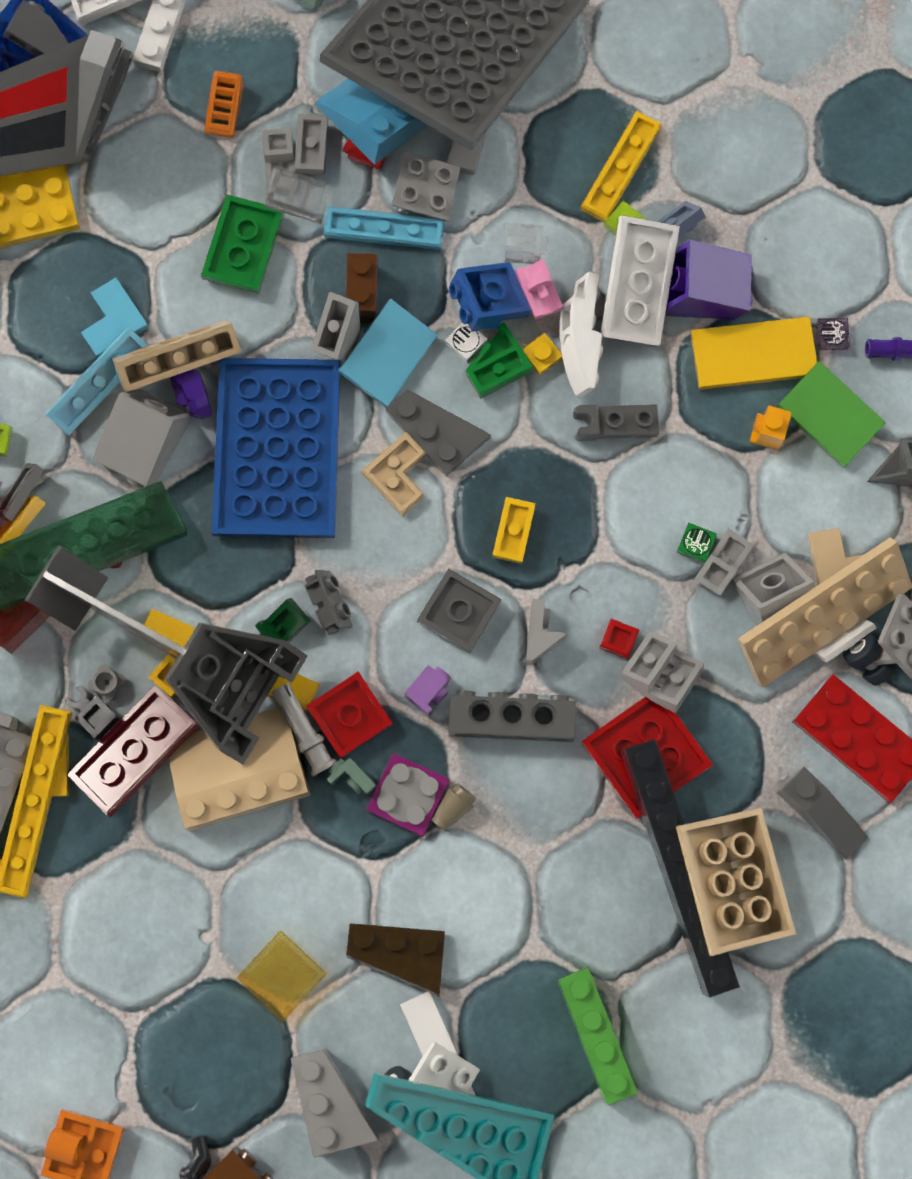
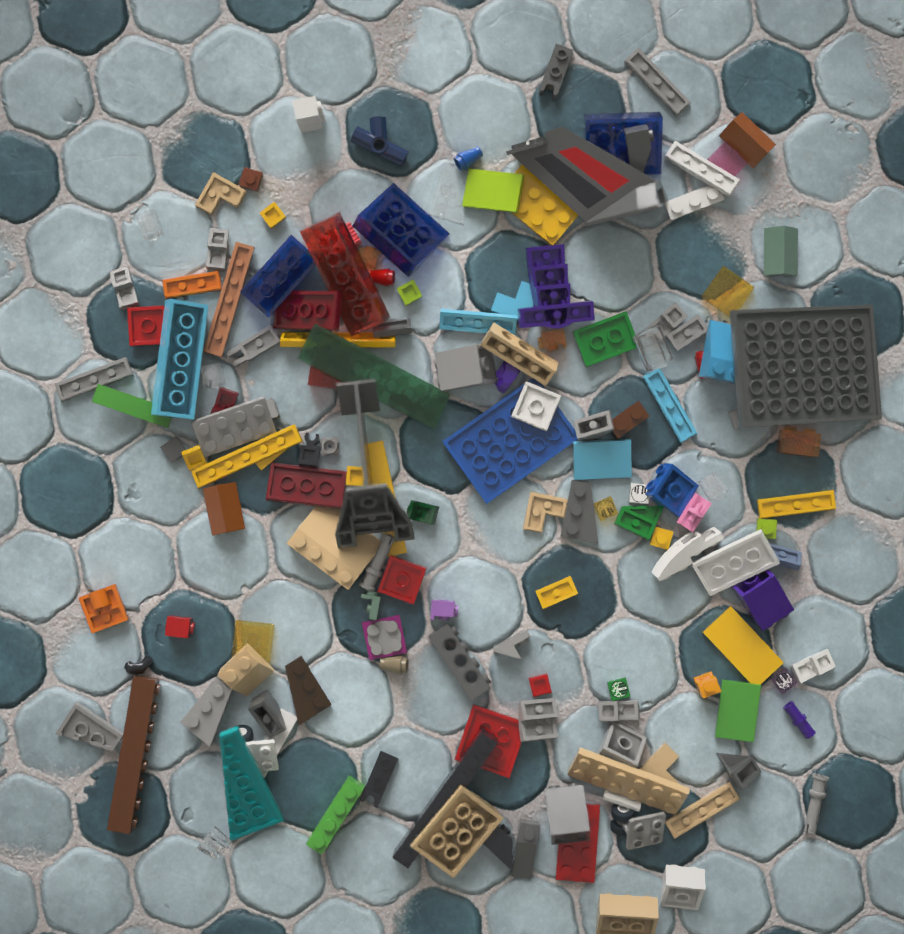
camera: 55 degrees right, 10 degrees up
(76, 882) = (223, 508): none -> dark orange piece
(131, 264) = (551, 291): none -> dark purple slope
(186, 1062) = (179, 626): none -> red brick
(192, 306) = (552, 339): none -> clear orange brick
(224, 85) = (679, 260): orange slope -> none
(258, 383) = (536, 406): none -> white tile
(297, 66) = (727, 291): none -> clear yellow tile
(313, 1014) = (245, 670): none -> tan slope
(324, 588) = (456, 519): dark grey hinge -> none
(393, 1027) = (267, 714): none -> dark grey slope
(425, 186) = (707, 411): light grey hinge -> none
(453, 395) = (605, 508): none -> clear yellow tile
(459, 610) = (494, 595): dark grey plate -> none
(547, 109) = (798, 442): none -> clear orange brick
(589, 939) = (379, 777): none -> black plate
(616, 421) = (653, 604): dark grey plate -> none
(796, 839) = (500, 844): none -> black slope
(815, 719) = (567, 814): none -> slope
(839, 286) = (812, 666): none -> white slope

